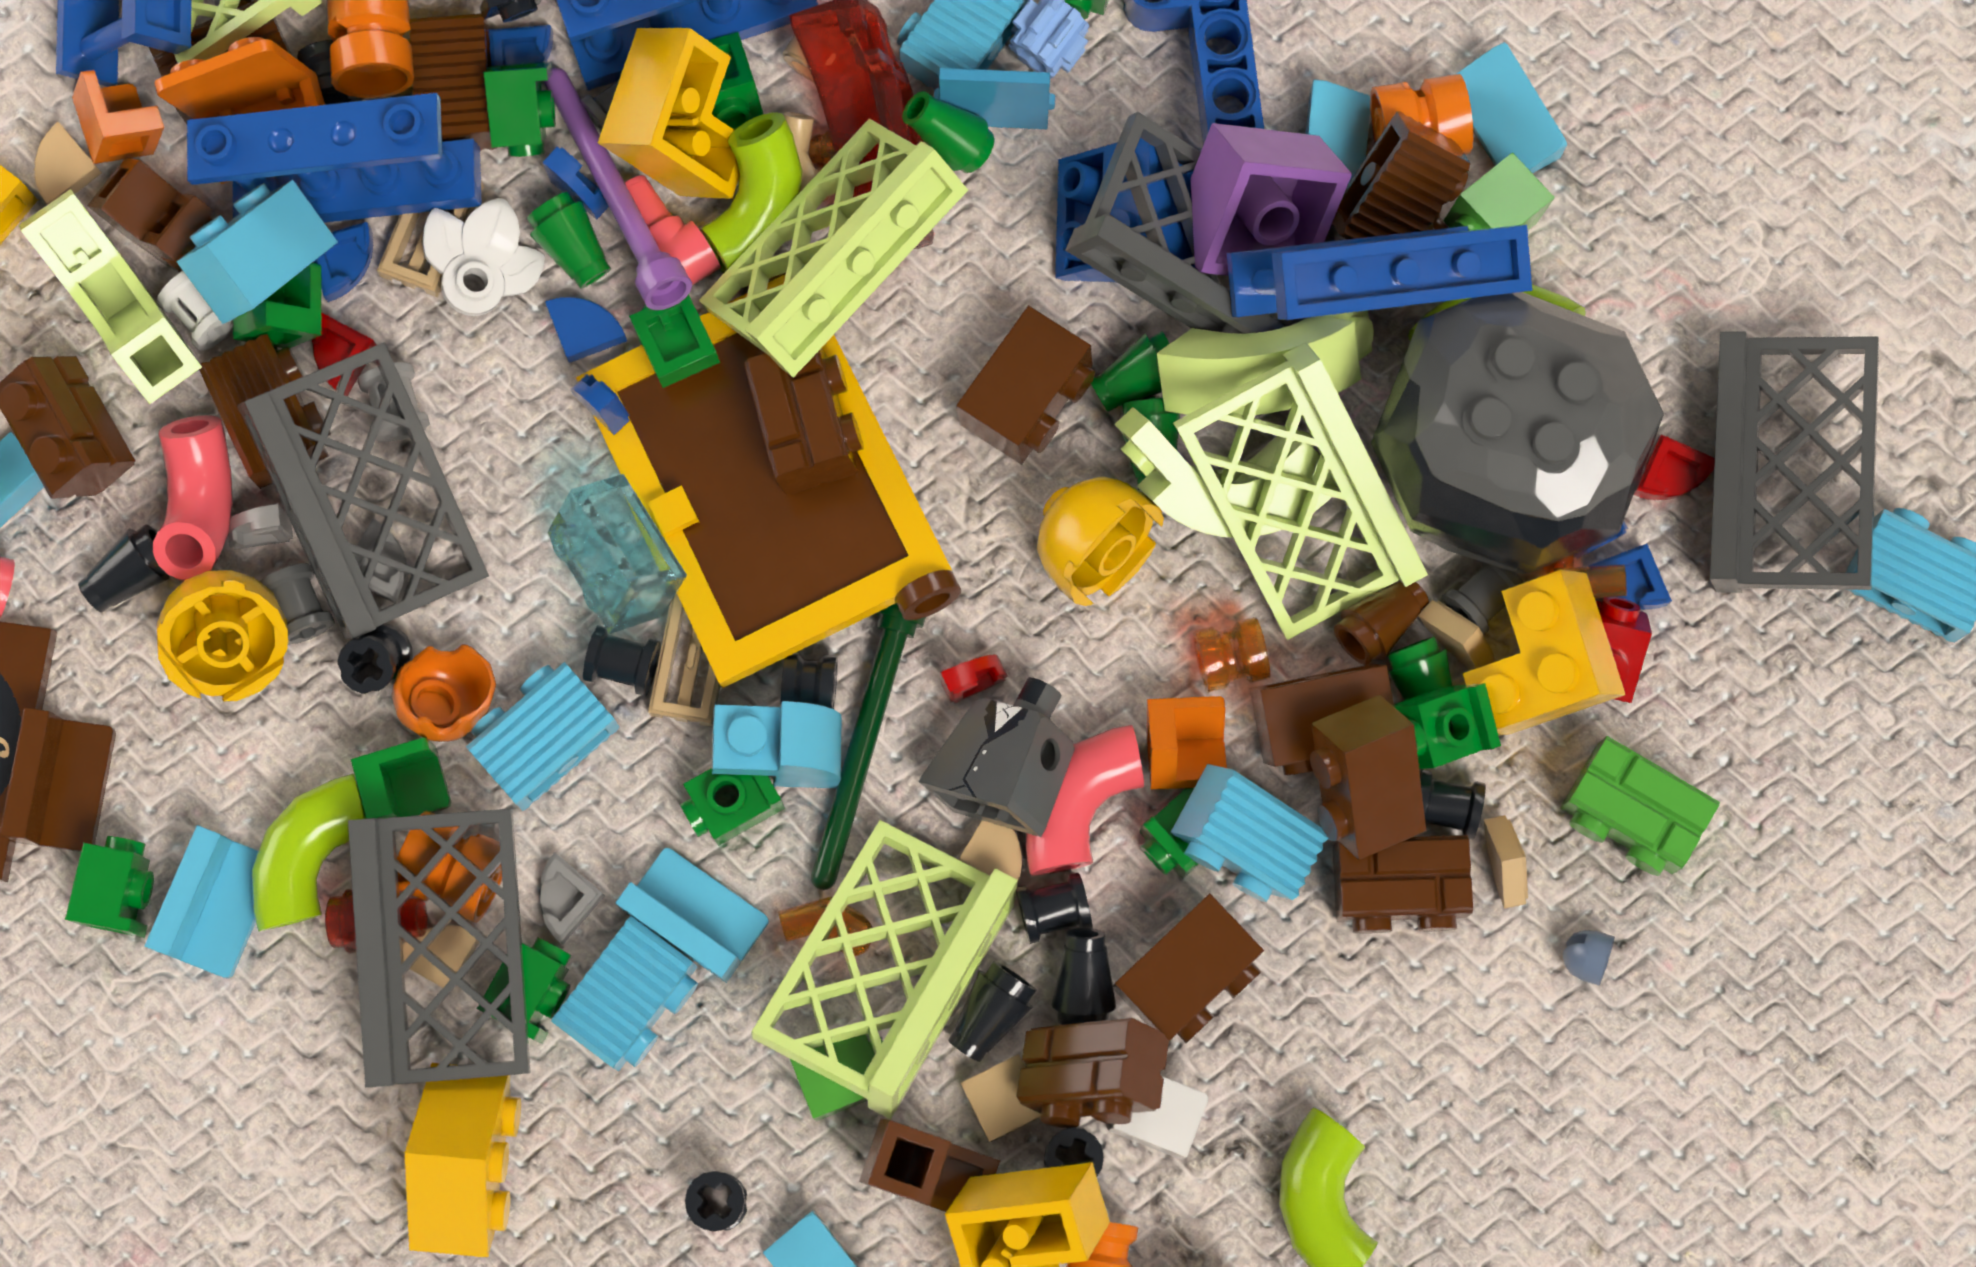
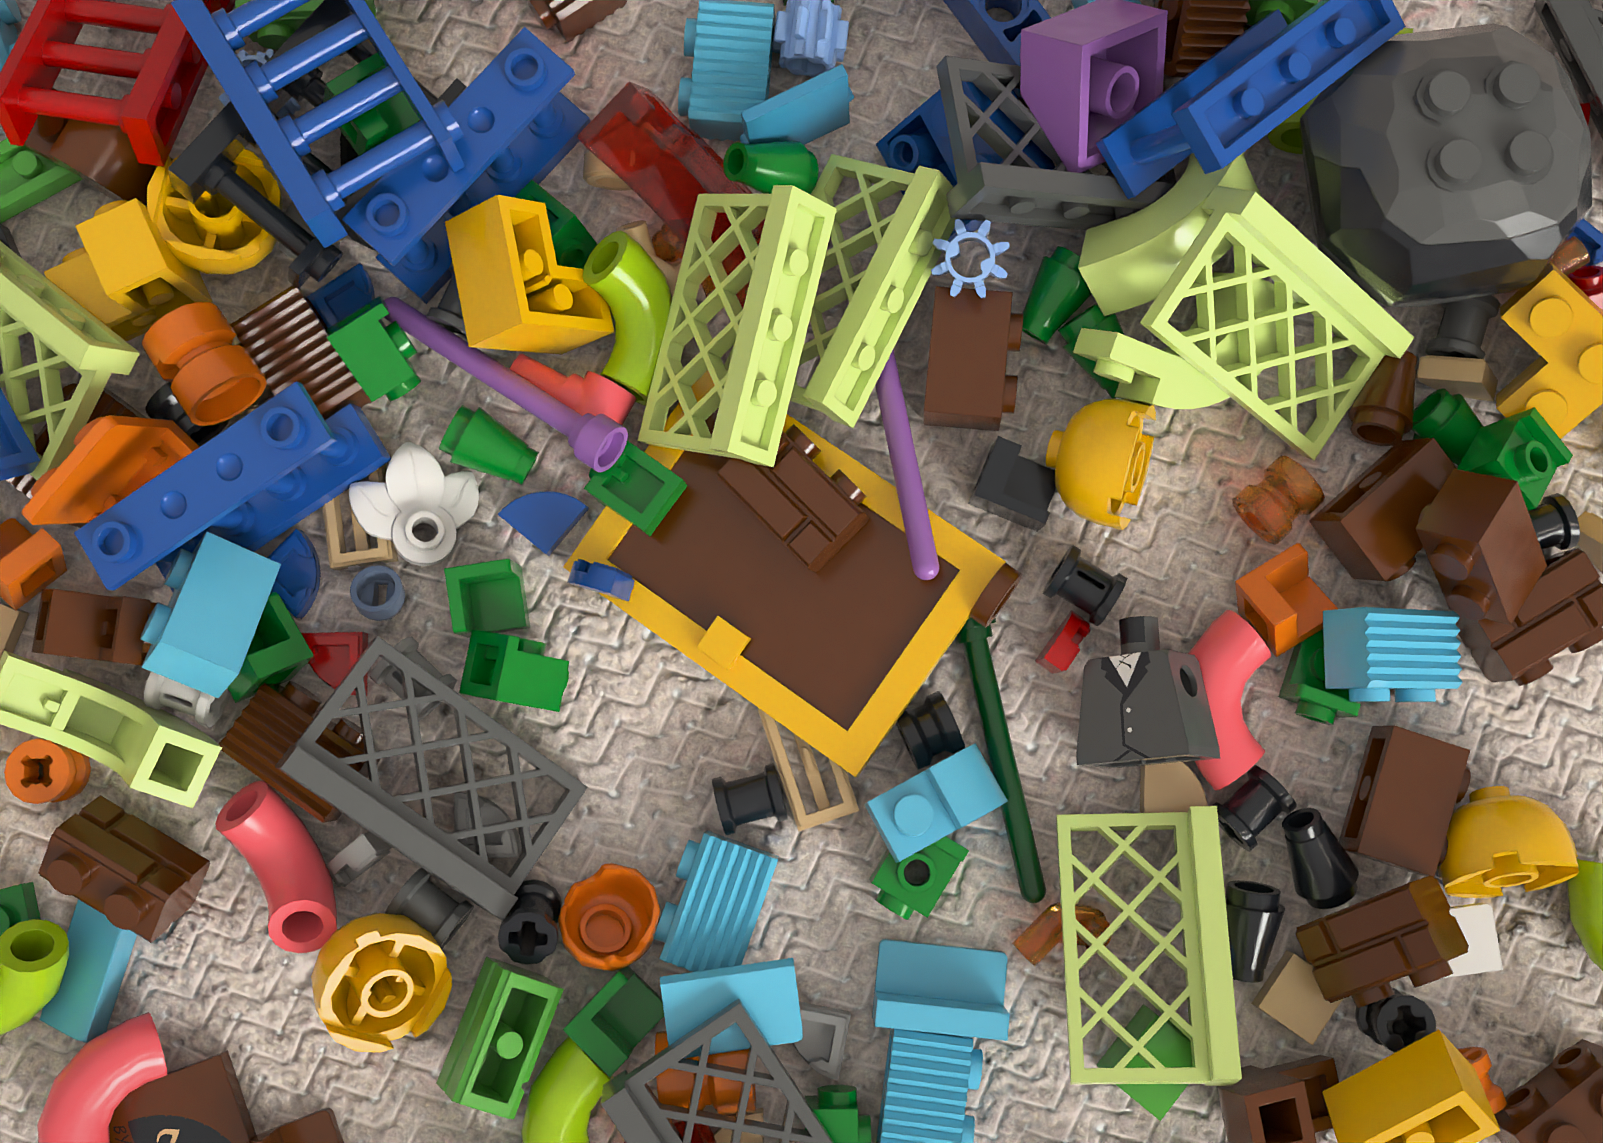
camera: 30 degrees left, 5 degrees up
(53, 324) = (63, 777): none -> orange wheel
(124, 570) = (254, 966): black cone -> none
(294, 737) = (499, 1038): none -> bright green brick
(395, 307) = (365, 593): none -> sand blue hinge
(482, 439) = (513, 671): none -> green brick
(495, 367) = (487, 597): none -> green panel
(539, 815) = (764, 989): none -> medium azure slope
(565, 175) = (451, 390): blue tile -> none
(616, 553) = (694, 709): clear light blue brick -> none
(964, 312) = (906, 472): none -> medium lavender piece
(966, 287) = (880, 295): none -> yellowish green fence
(1004, 517) = (1014, 486): none -> black panel
(1018, 636) = (1085, 585): none -> black bush
(1057, 280) = (952, 252): none -> light blue gear
(1251, 1057) = (1505, 844): none -> yellow cylinder

